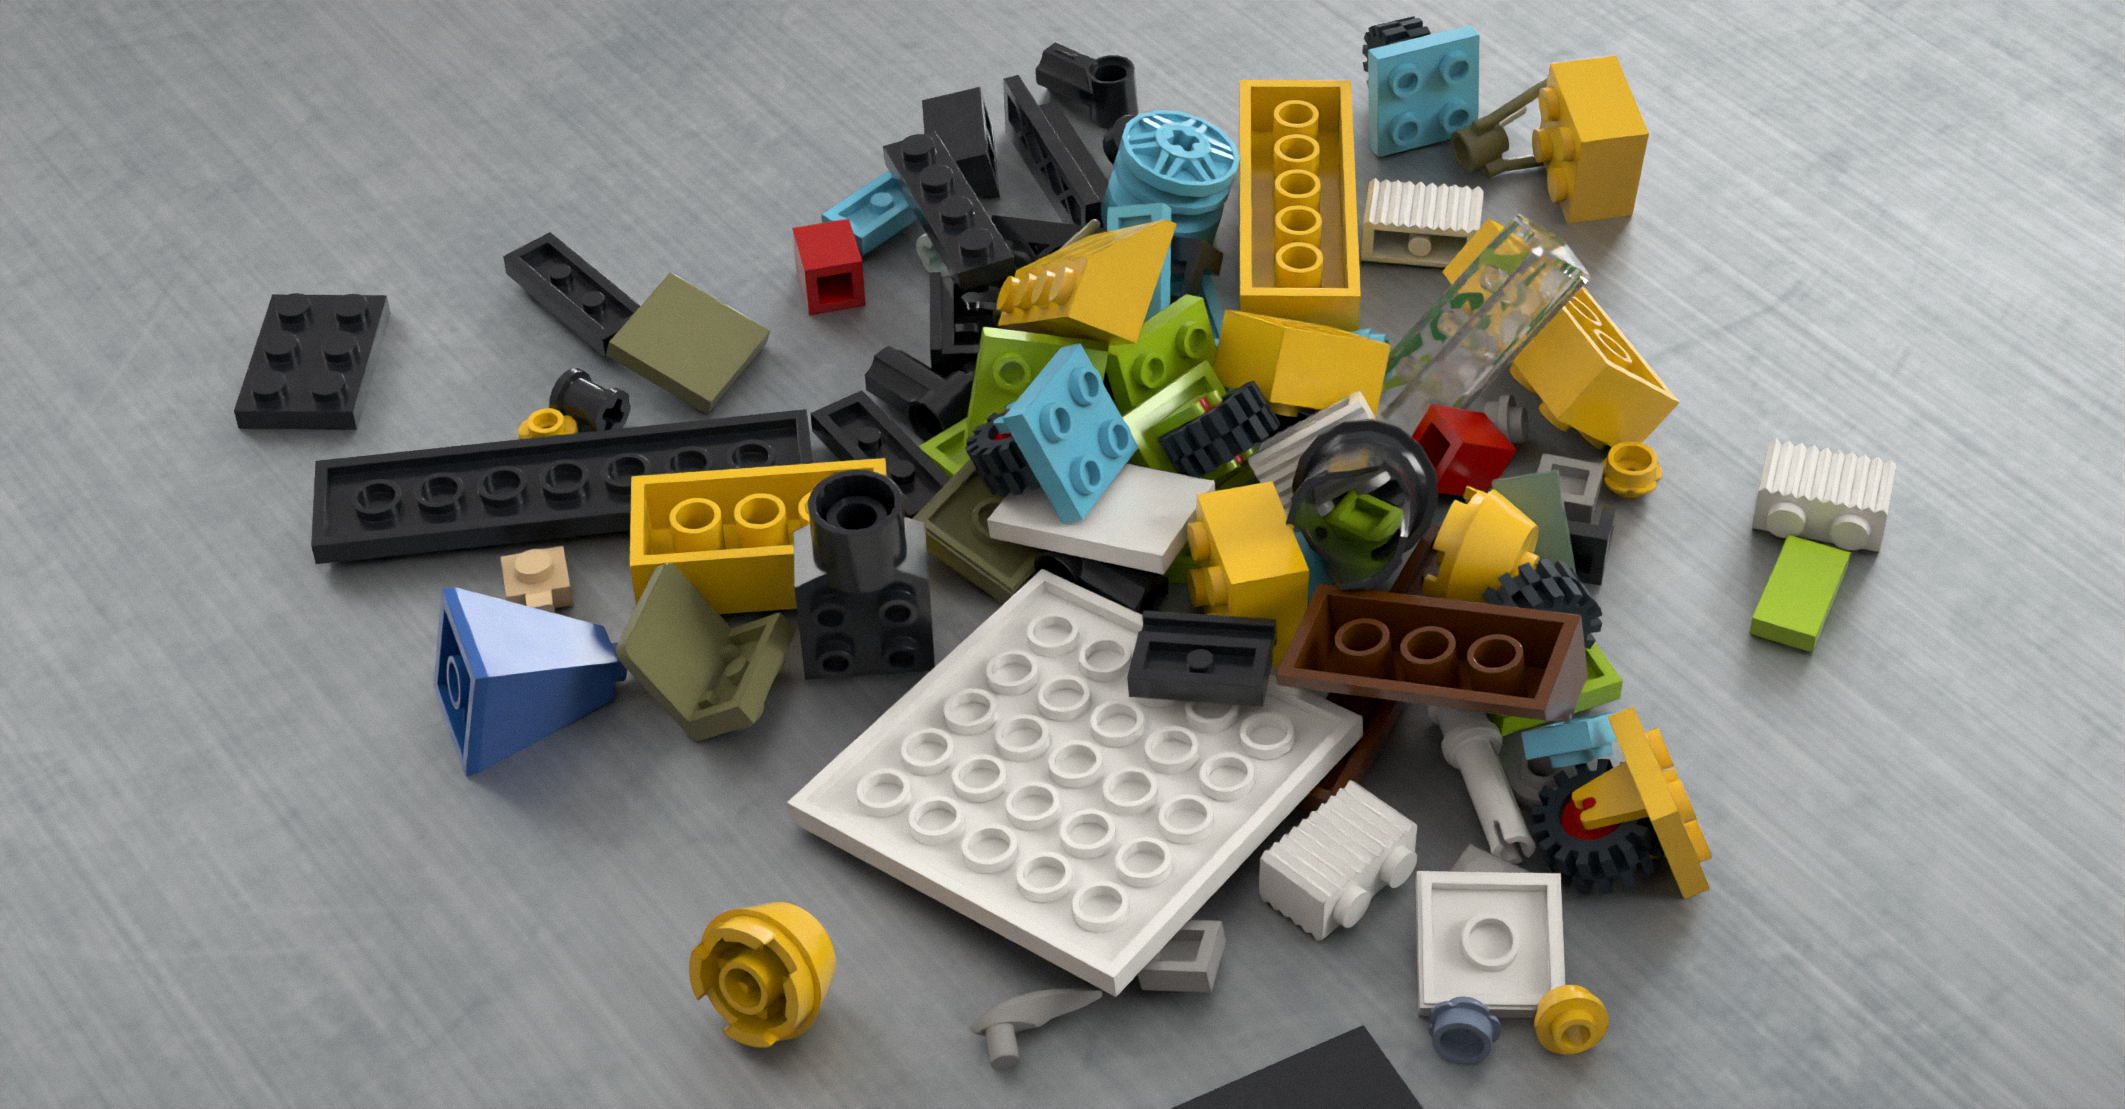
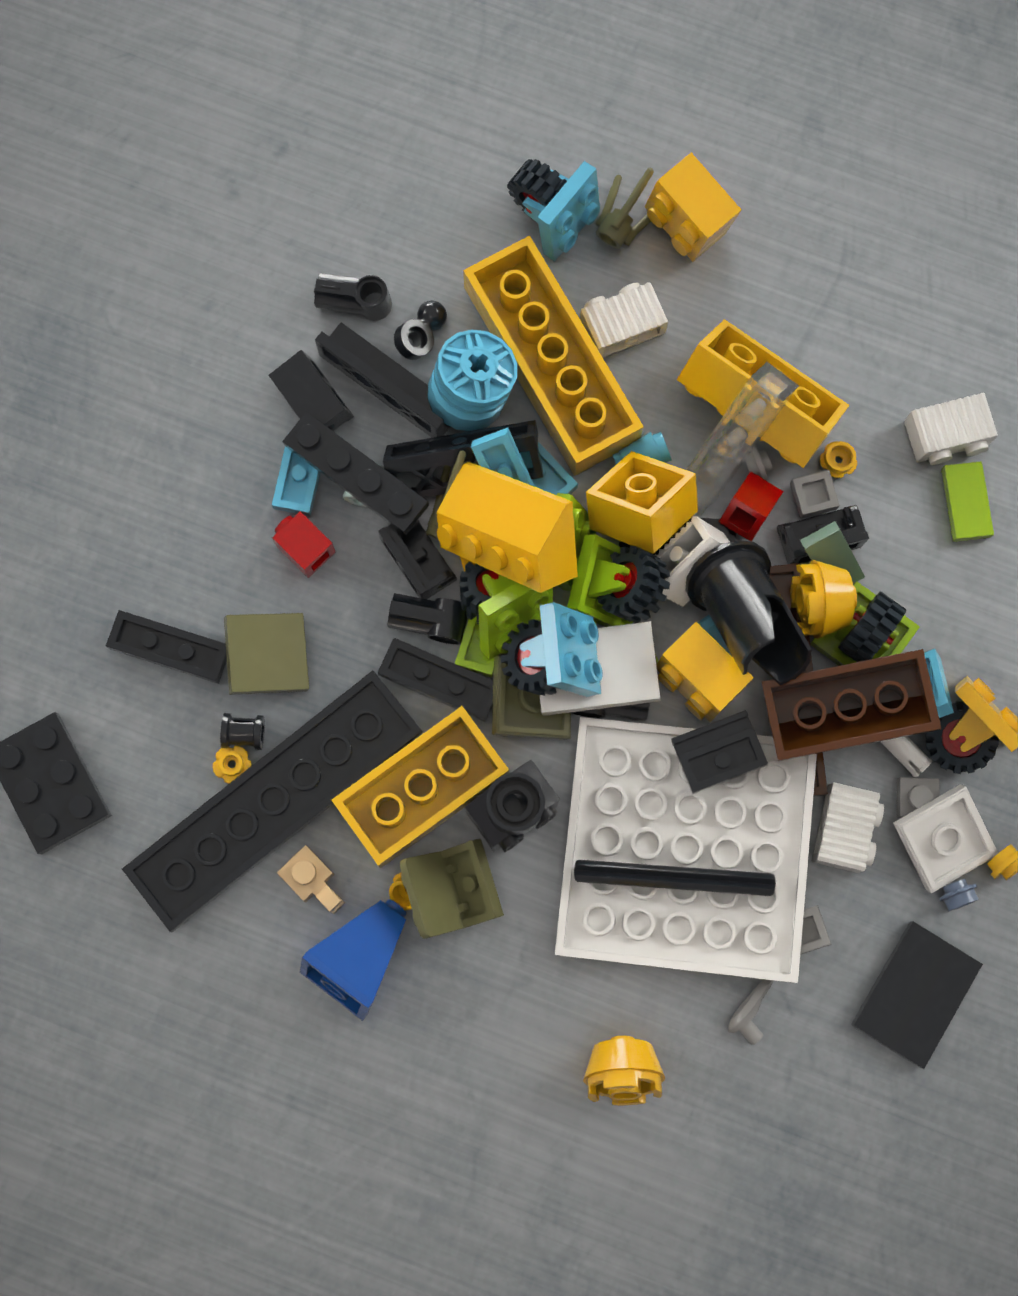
camera: 35 degrees left, 35 degrees up
(1031, 774) = (675, 877): none -> black axle

